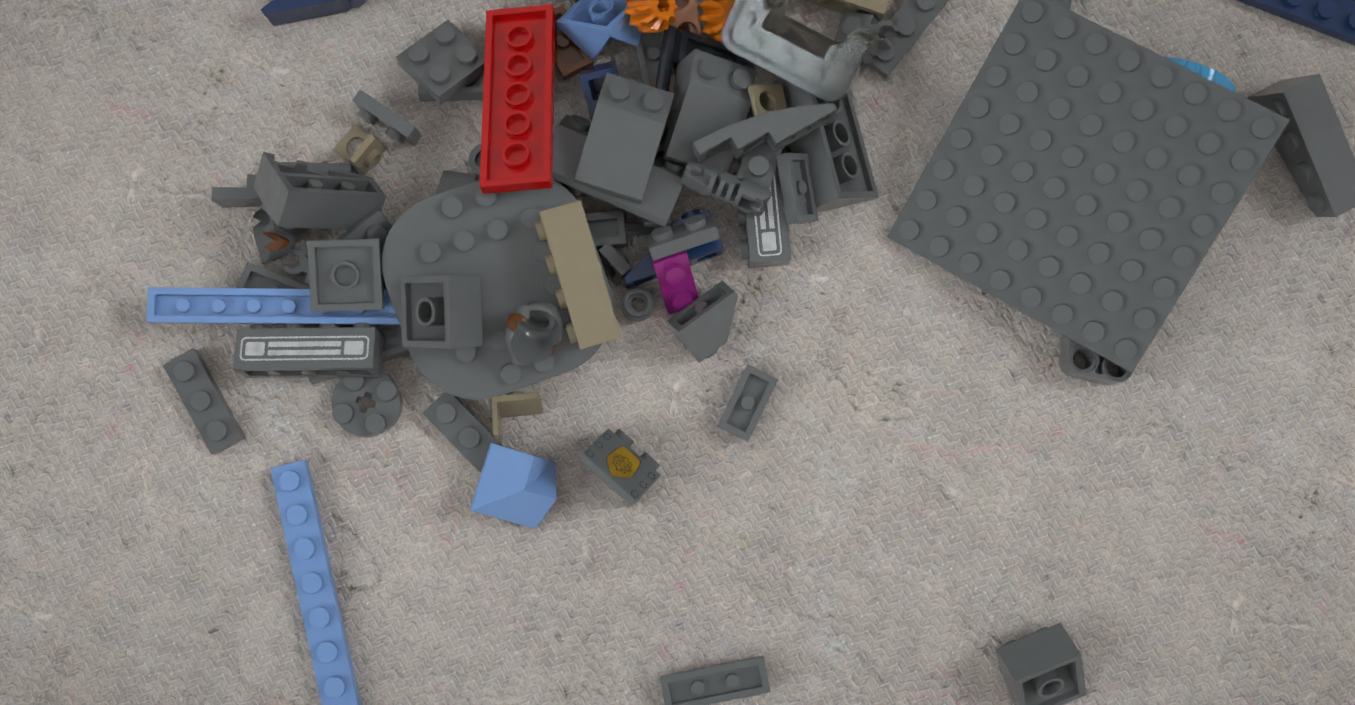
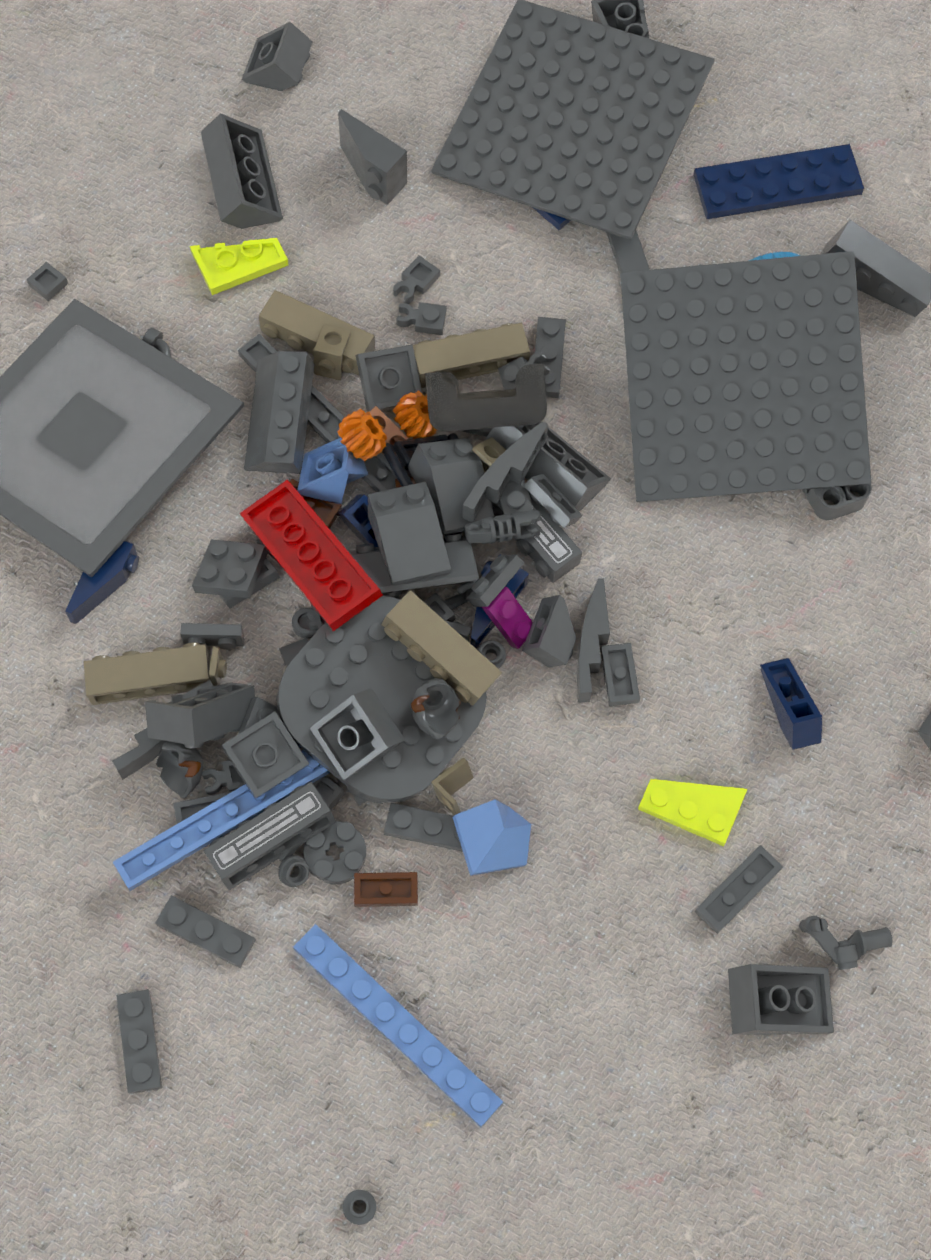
camera: 35 degrees left, 15 degrees down
(83, 464) = (139, 1041): none -> dark grey plate
(299, 118) = (146, 674): none -> dark tan brick
(312, 404) = (299, 875): none -> dark grey plate
(388, 469) = (385, 889): none -> reddish brown plate
(620, 465) = (561, 775): dark grey slope -> none
(730, 578) = (694, 807): none -> neon yellow wing
(750, 344) = (594, 633): none -> dark grey slope
(893, 539) = (792, 704): none -> dark blue slope

